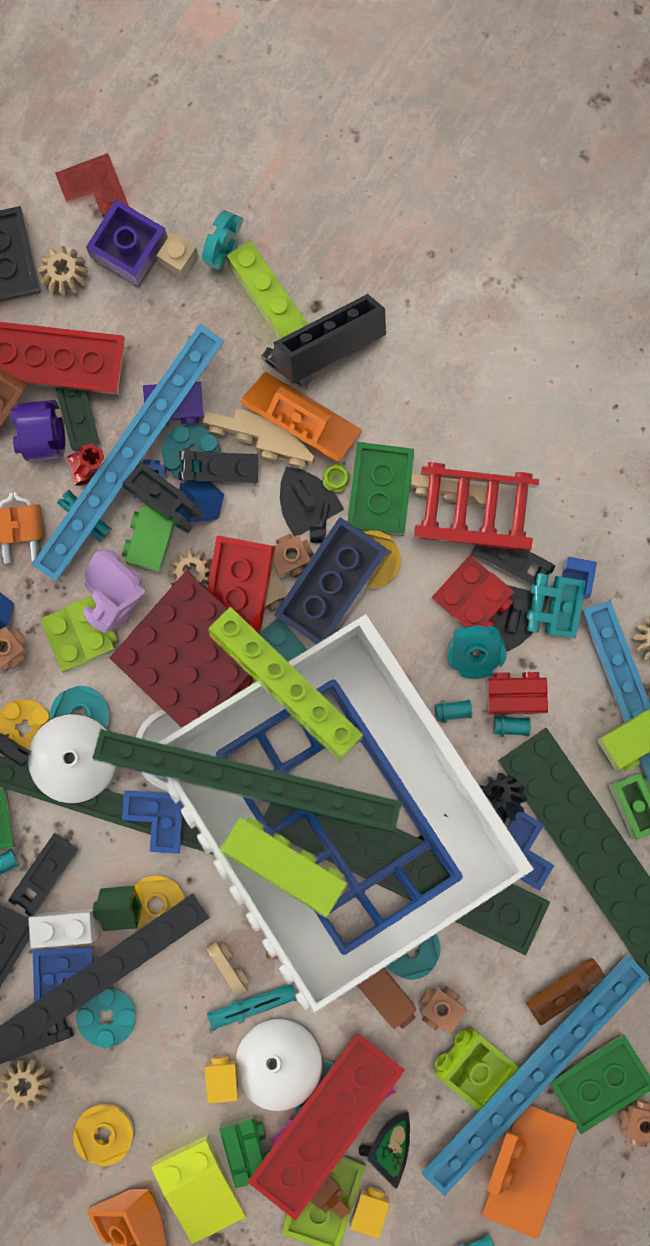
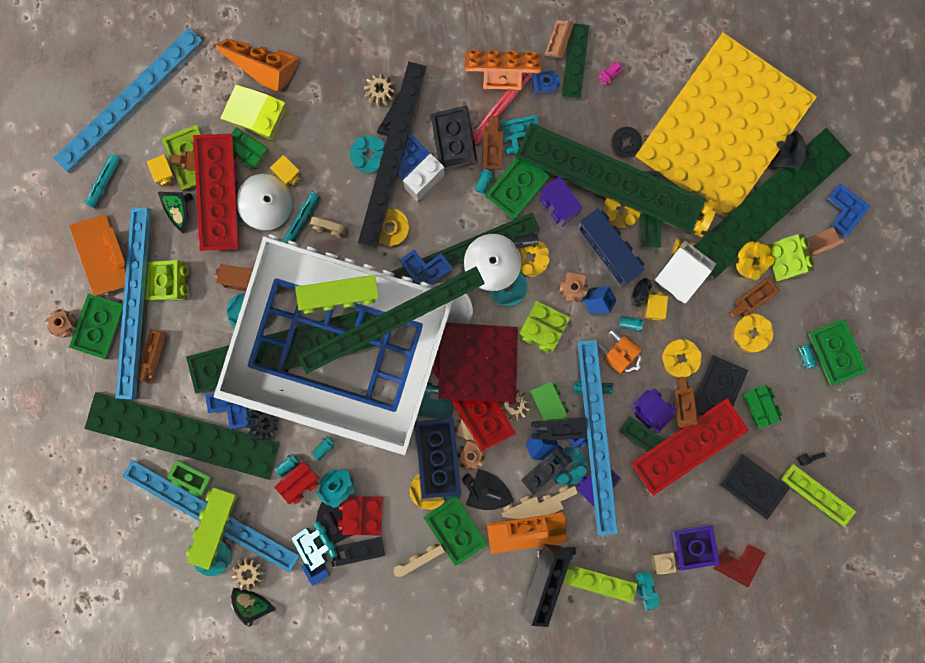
camera: 145 degrees right, 0 degrees up
(44, 873) = (458, 196): black plate -> none
(60, 260) = (718, 497): tan gear -> none
(85, 464) = (614, 413): red piece -> none
(95, 1150) = (323, 109): yellow plate -> none
(113, 590) = (543, 363): lavender piece -> none
(118, 908) = (406, 209): dark green brick -> none
(285, 684) = (413, 383): lime brick -> none
(336, 470) = (488, 516): lime plate -> none
(450, 1016) = (199, 295): nougat brick -> none
(487, 534) = (379, 552): red fence -> none

